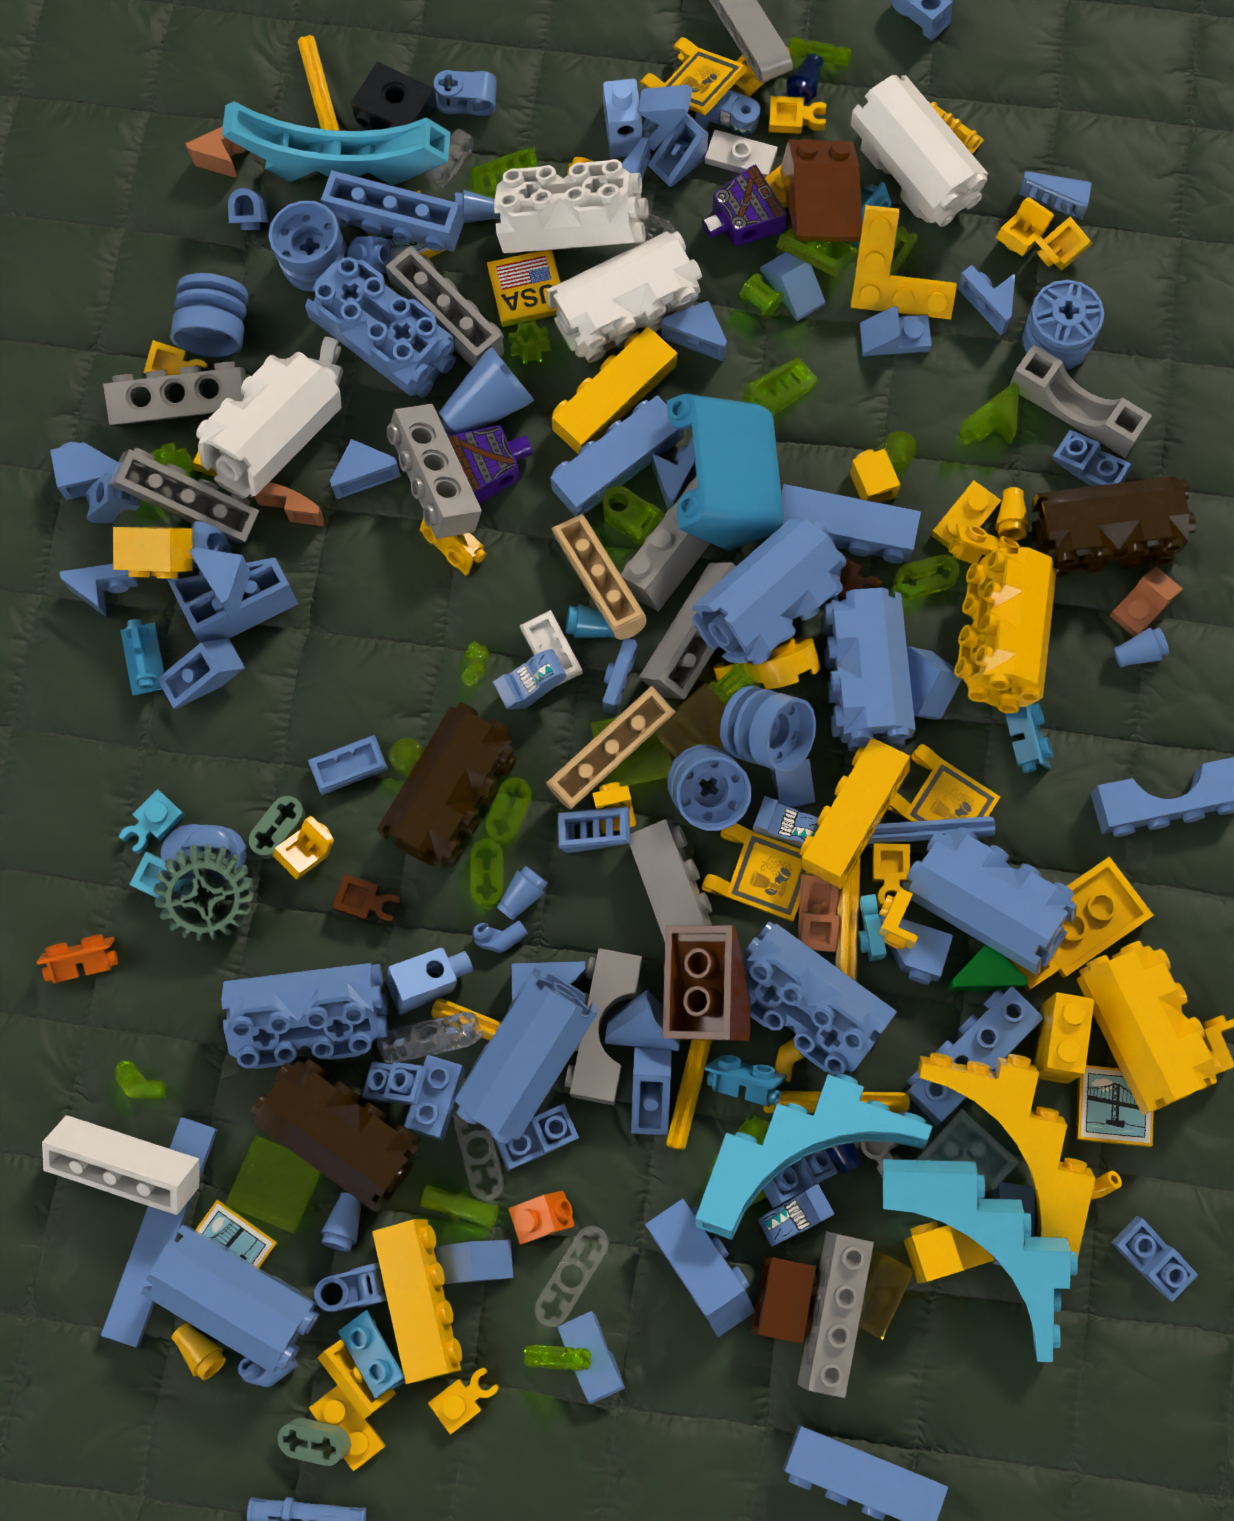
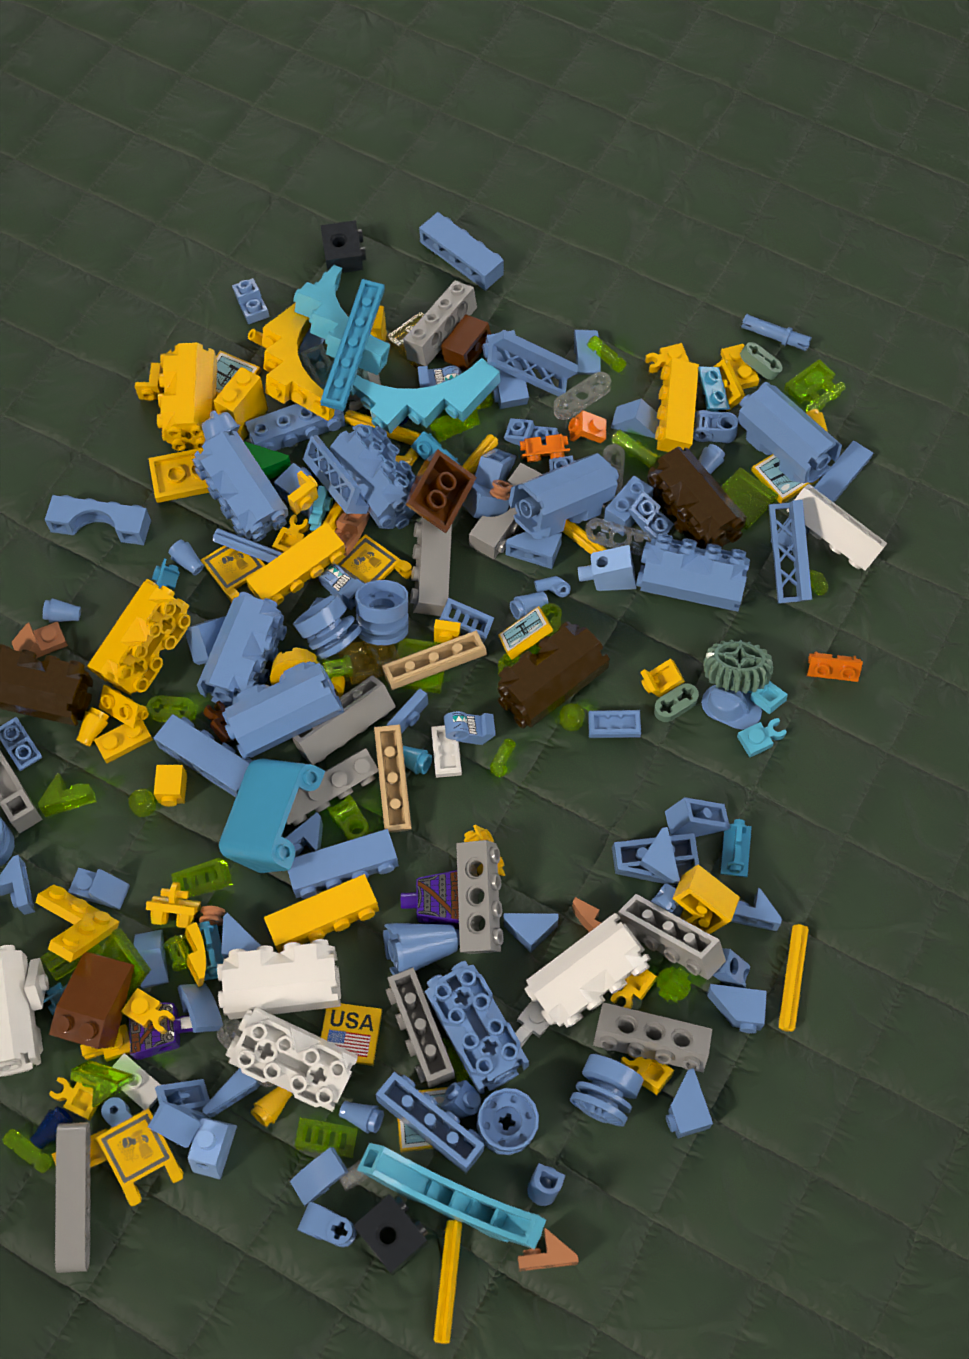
camera: 160 degrees left, 10 degrees down
(33, 530) = (793, 978): none -> yellow axle
(114, 338) = (689, 1110): none -> medium blue slope
(163, 1096) = (799, 548): none -> medium blue fence
(229, 1434) = (812, 380): none -> clear neon green plate
(360, 898) = (634, 637): reddish brown plate -> none
(493, 130) = (318, 1176): none -> medium blue slope
(505, 833) = (525, 632): none -> tile
(521, 345) = (366, 974): clear neon green gear -> none
(576, 1155) = (535, 450): none -> orange hinge
(622, 1052) = (501, 489): none -> nougat bush
(622, 1174) = (520, 429): none -> medium blue slope
(665, 1276) = (530, 357): none -> medium blue fence
(707, 245) = (201, 1007): none -> medium blue slope
(730, 310) = (213, 949): none -> dark azure hinge
(732, 283) = (197, 960): none -> yellow slope
(744, 348) = (212, 914): none -> nougat bush
(763, 208) = (144, 1009): none -> yellow plate
(771, 131) = (103, 1079): none -> clear neon green slope
(793, 339) = (162, 906): none -> yellow hips
(868, 968) = (334, 477): none -> medium blue fence
(900, 192) = (36, 984): none -> white plate
(933, 1171) = (352, 345): none -> dark azure tile
(1020, 788) = (184, 555): none -> medium blue cone
(1035, 1403) = (342, 246): none -> black brick
(1064, 968) = (217, 424): none -> medium blue piece

